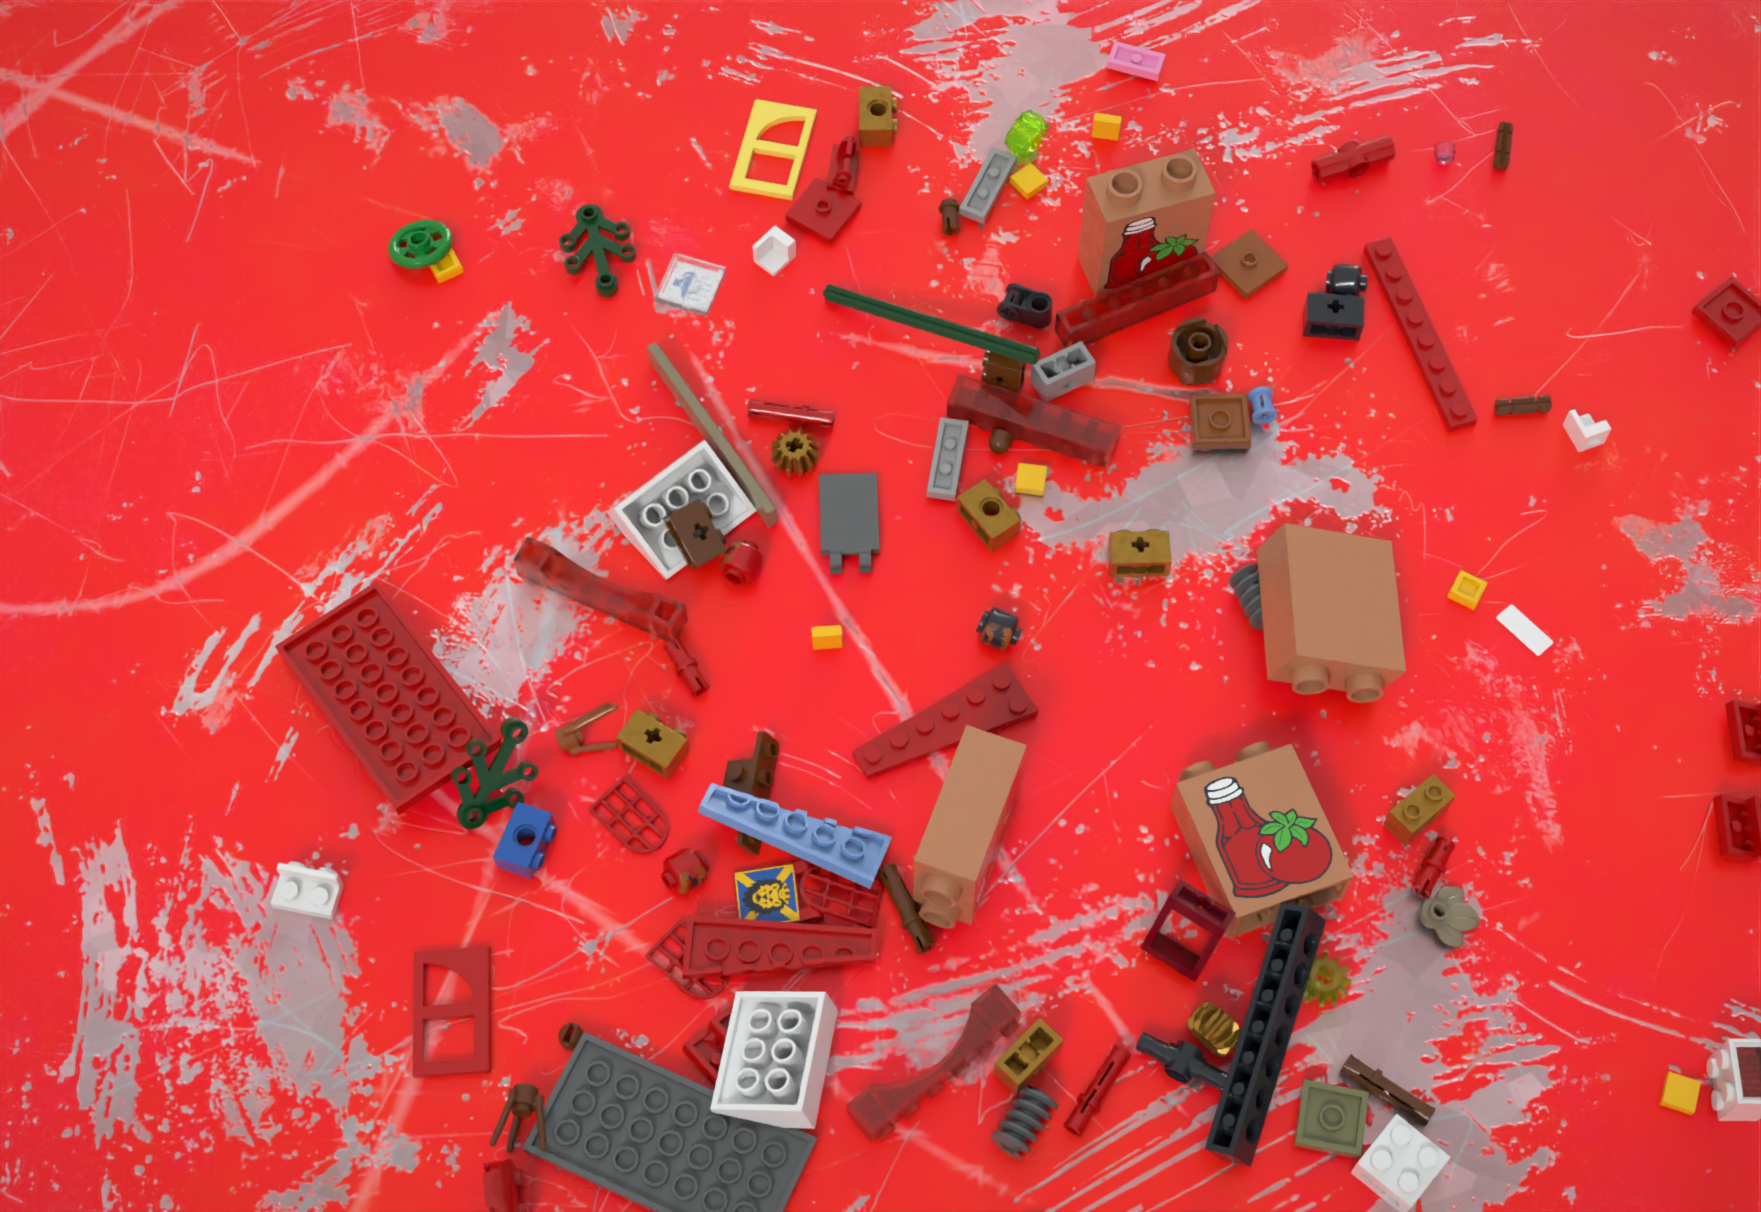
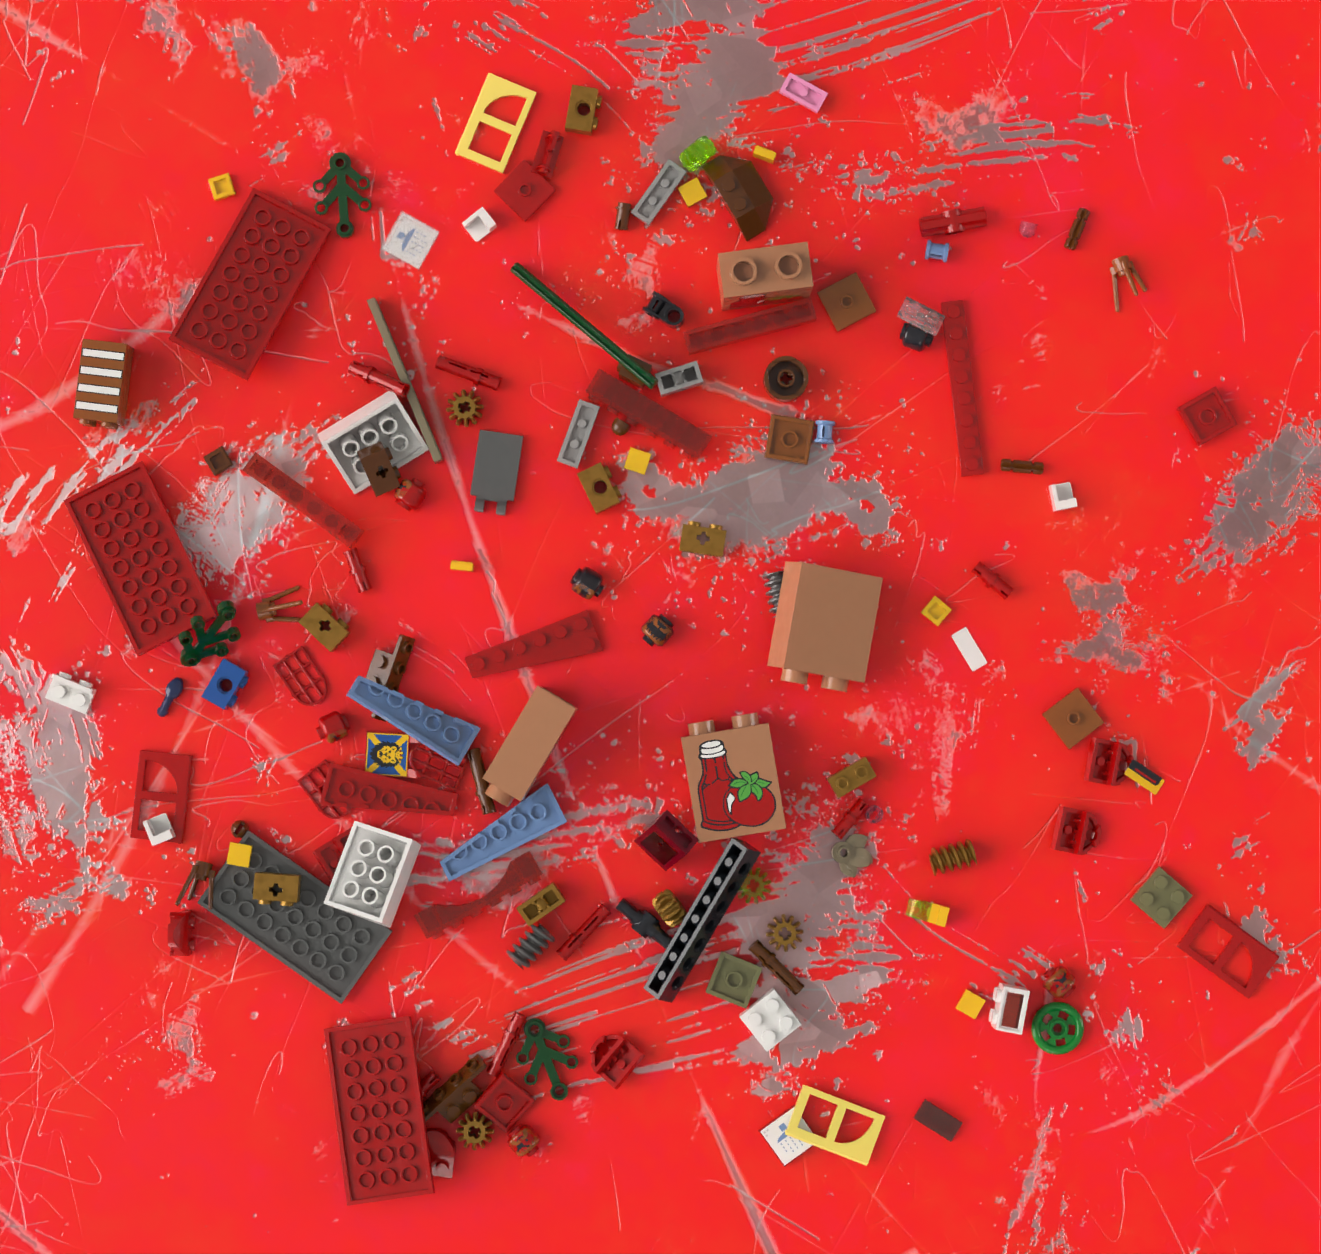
camera: 10 degrees right, 25 degrees up
(315, 493) = (103, 383): none -> dark orange brick
(419, 243) = (194, 152): green plate -> none
(452, 866) = (173, 691): none -> dark blue piece
(455, 1053) = (159, 829): none -> white panel
(480, 569) = (218, 461): none -> reddish brown tile
(493, 355) = (250, 284): none -> red plate
(576, 1065) = (239, 854): none -> yellow tile
(621, 1095) = (288, 882): none -> pearl gold brick
(667, 432) = (371, 375): none -> red pin
(974, 957) = (516, 827): none -> medium blue wing
(1076, 159) = (741, 193): none -> reddish brown wedge
(1106, 672) = (657, 630): none -> head
(1333, 316) = (907, 372): black brick -> none
(1335, 252) = (921, 316): none -> clear bracket
(1343, 192) = (936, 251): none -> medium blue bush
(1380, 1046) = (789, 927): none -> pearl gold gear
(1467, 848) = (869, 812): none -> clear pink hinge
(1529, 539) = (992, 580): none -> red pin
(1573, 174) = (1124, 267): none -> dark orange plant
(1580, 972) = (927, 911): none -> leg
(1590, 888) = (952, 856): none -> pearl gold piece
(1690, 688) = (1072, 718): none -> dark orange plate

